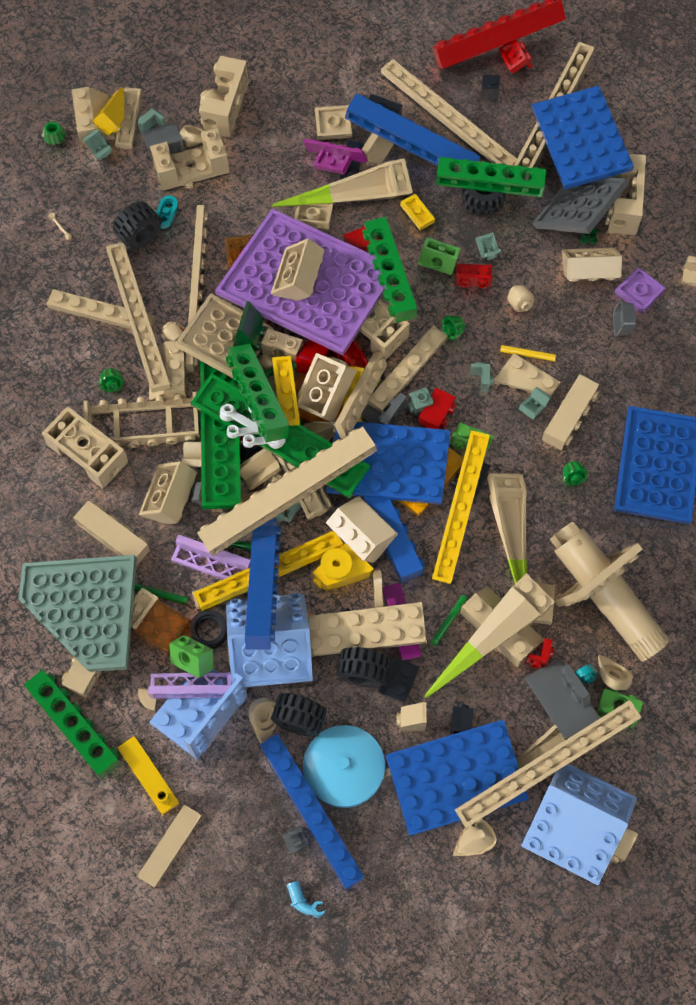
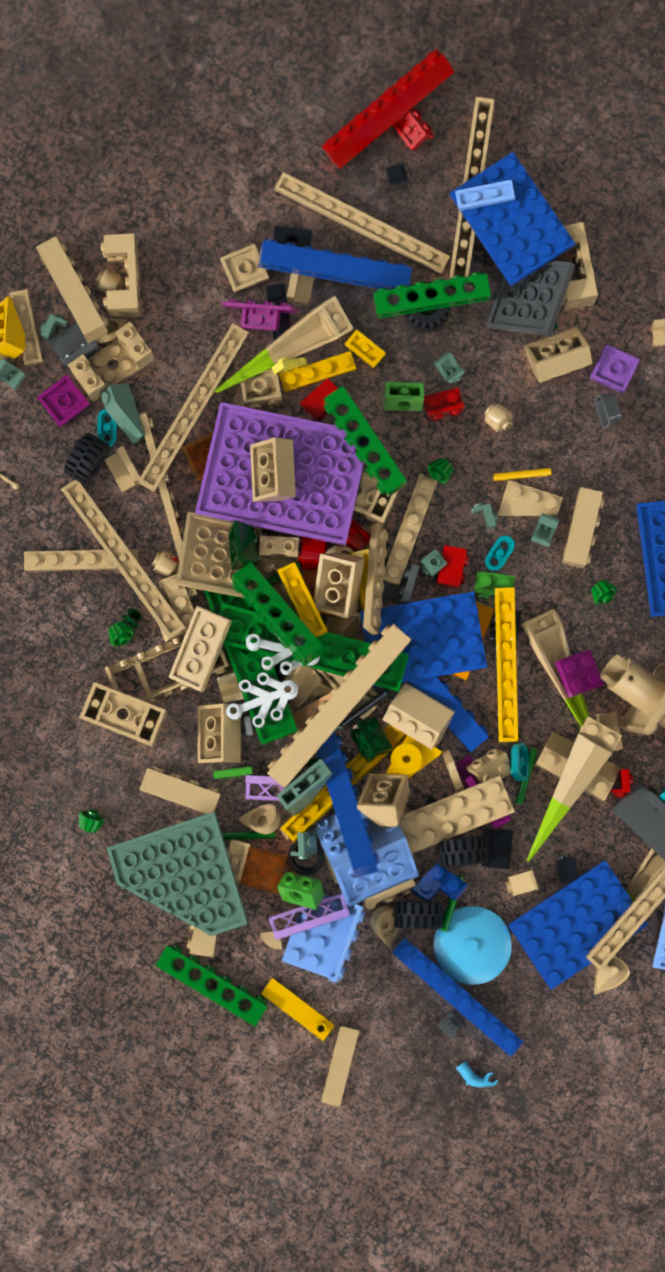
camera: 15 degrees left, 15 degrees up
(17, 534) = (90, 820): none -> green piece
(127, 370) = (132, 617): none -> dark green plate
(137, 180) = (63, 401): none -> magenta plate
(166, 531) = (235, 772): none -> bright green tile
(167, 249) = (123, 469): none -> tan panel
(176, 407) = (200, 649): none -> tan tile
(179, 94) = (72, 290): none -> tan brick
(180, 582) = (262, 819): none -> tan piece
(184, 196) = (122, 408): none -> sand green slope
(212, 614) = (306, 844): none -> sand green bracket
(219, 468) = (265, 699): none -> white plant
(228, 559) = (305, 788): none -> sand green slope
(246, 213) = (193, 407): none -> tan plate
(273, 690) = (389, 895): none -> tan plate
(302, 590) = (384, 798): none -> tan slope
(308, 536) = (370, 738): none -> dark green bracket
(312, 505) = (365, 707): none -> black bar
(331, 690) = (439, 880): none -> blue plate
(336, 718) = (449, 912): none -> green bar
(342, 203) = (286, 364): none -> light yellow plate
(355, 219) = (317, 372): none -> yellow plate
(422, 593) = (489, 766): none -> tan bracket
(446, 603) = (519, 762): none -> teal plate
(484, 413) = (499, 553): none -> teal plate
(529, 539) = (579, 673): none -> magenta plate
(563, 108) = (485, 195): none -> light blue plate

